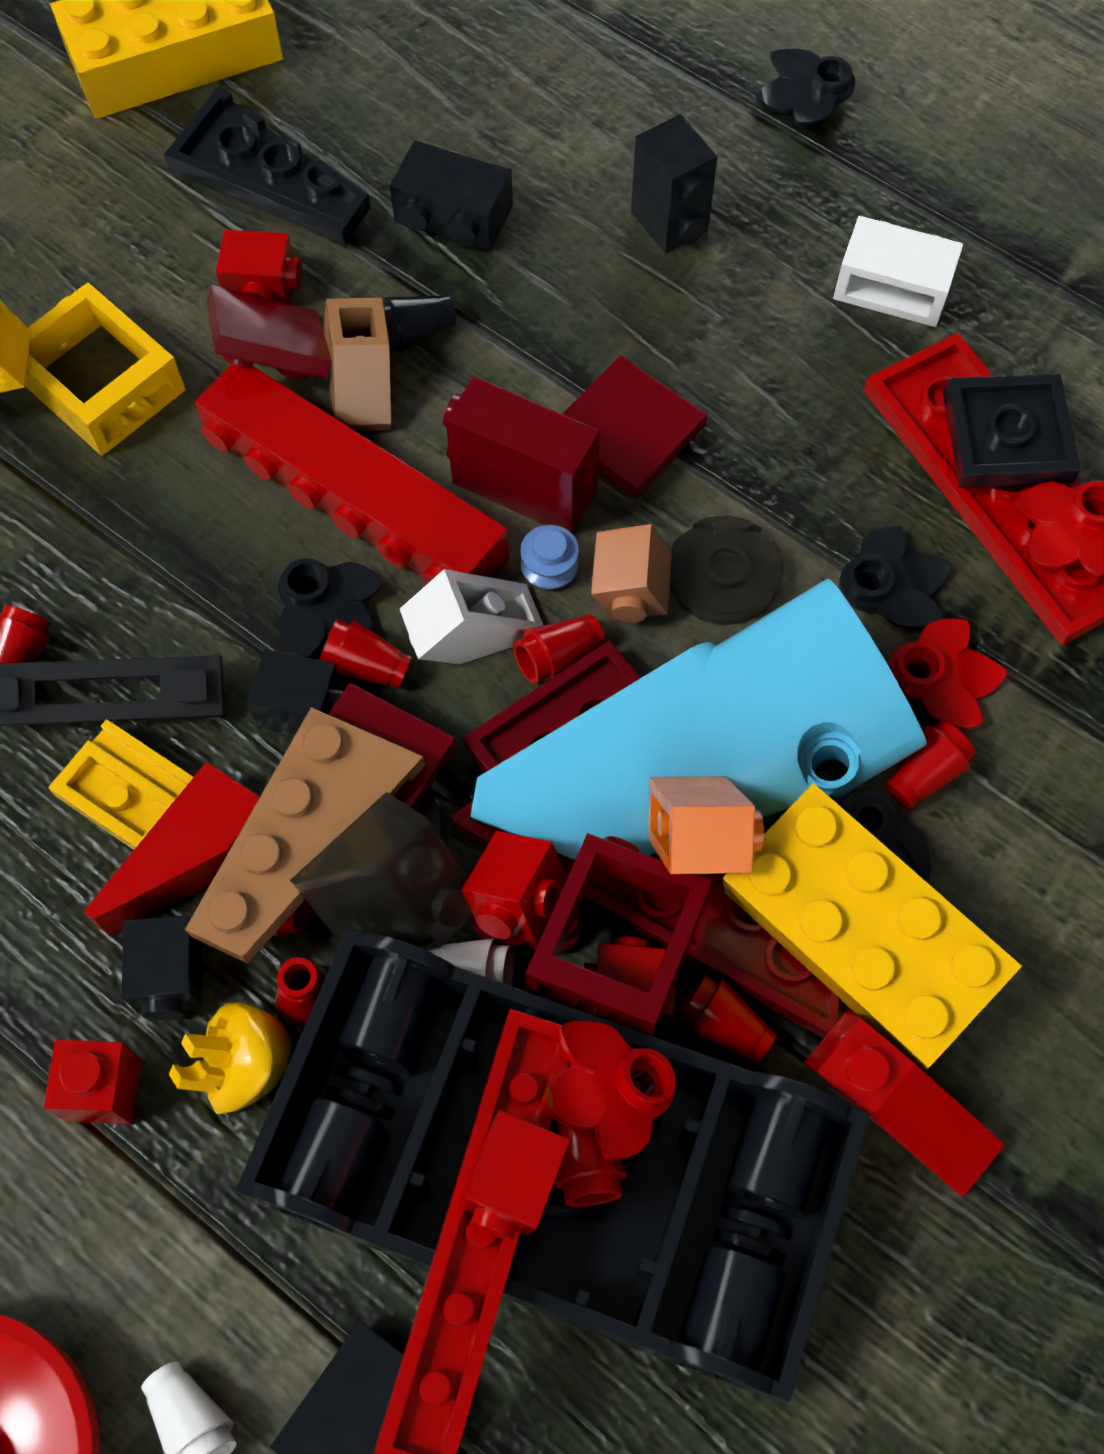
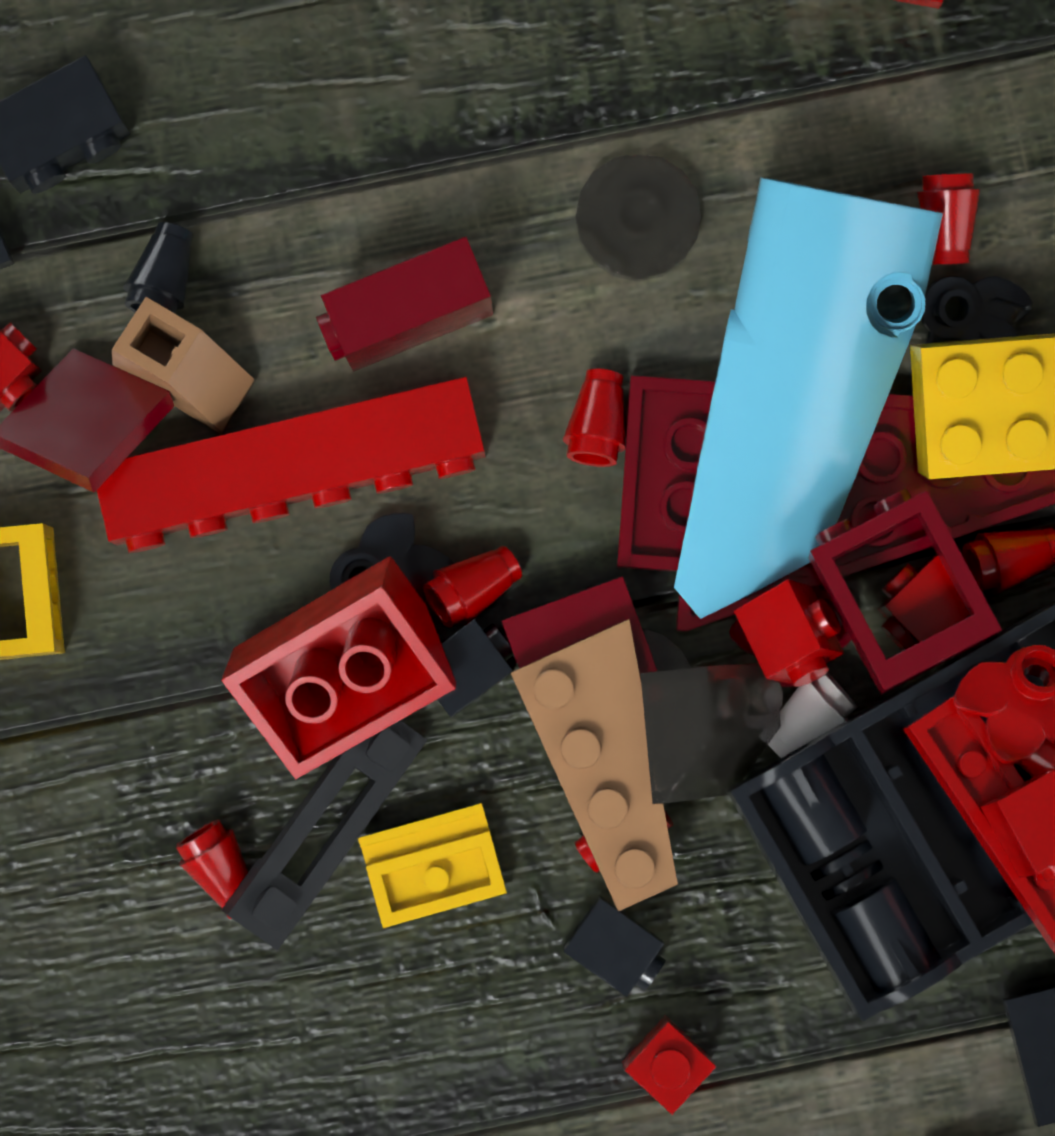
camera: 45 degrees left, 20 degrees up
(177, 853) = (530, 845): red slope -> none
(222, 602) = (340, 668): none -> red slope
(242, 1057) = (740, 941): yellow piece -> none
(297, 1004) = (712, 839): red cone -> none
(467, 617) = (513, 469): white slope -> none
(549, 557) = (507, 355): medium blue wheel -> none
(631, 573) = (589, 306): nougat brick -> none
(638, 422) = (436, 179): dark red tile -> none
(703, 825) = (879, 460): orange brick -> none
(901, 580) = (773, 81): black plate -> none
(952, 672) = (889, 120): red plate -> none

